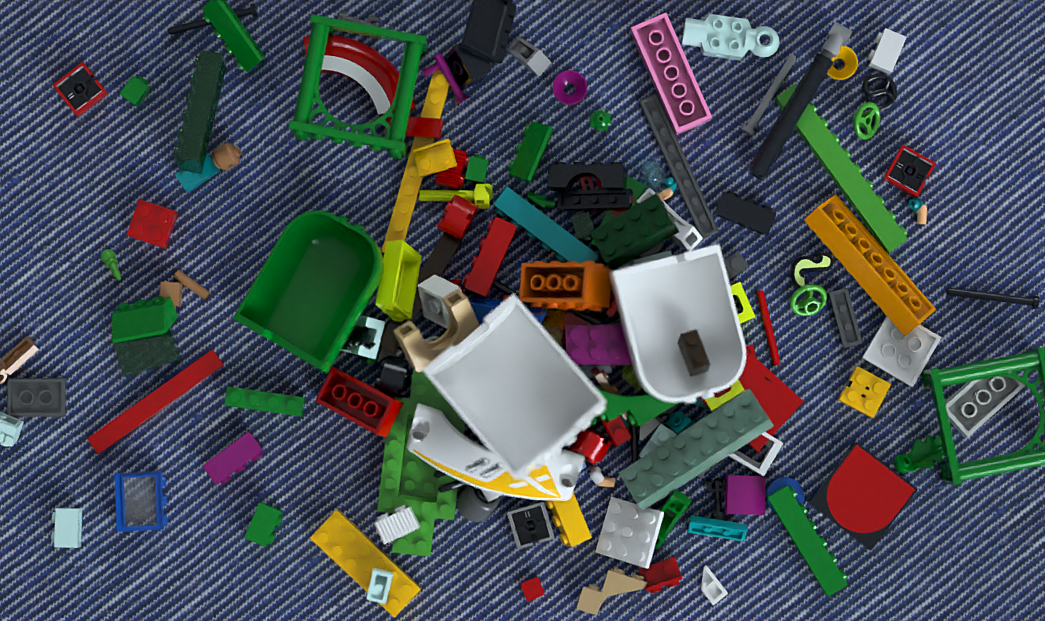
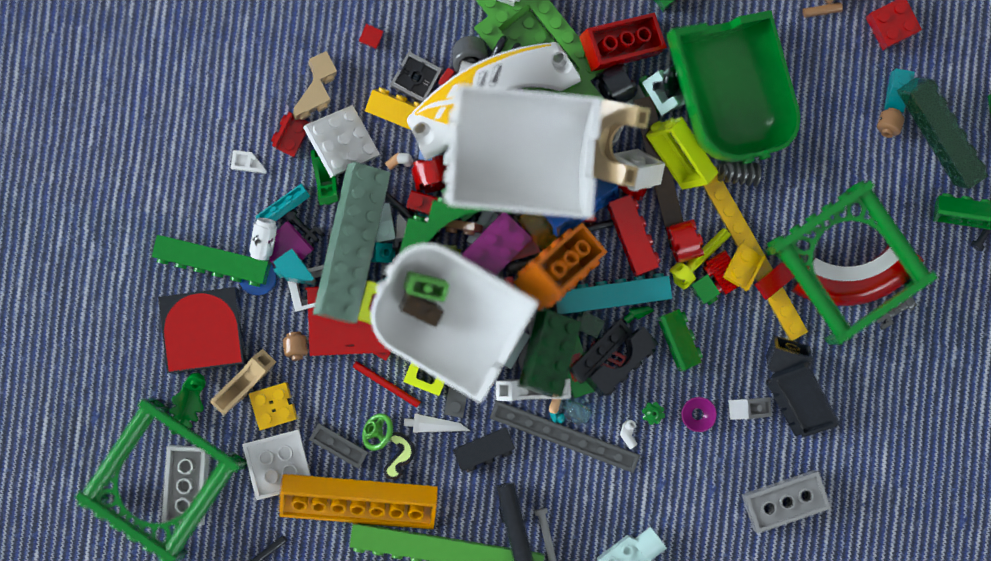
camera: 140 degrees right, 0 degrees up
(372, 228) = (737, 171): none -> dark grey piece
(442, 65) = (805, 339): magenta piece -> none
(508, 503) = (448, 74): none -> red tile
(632, 125) = (626, 433): none -> white arm
(670, 73) = (637, 497): bright pink brick -> none
(675, 364) = (426, 286): none -> bright green brick
(755, 473) = (293, 269): none -> teal slope
(755, 517) = (266, 230): none -> white piece
(765, 268) = (429, 424): none -> white bar
(806, 419) = (295, 346): none -> medium nougat head
(869, 429) = (243, 382): none -> tan arch

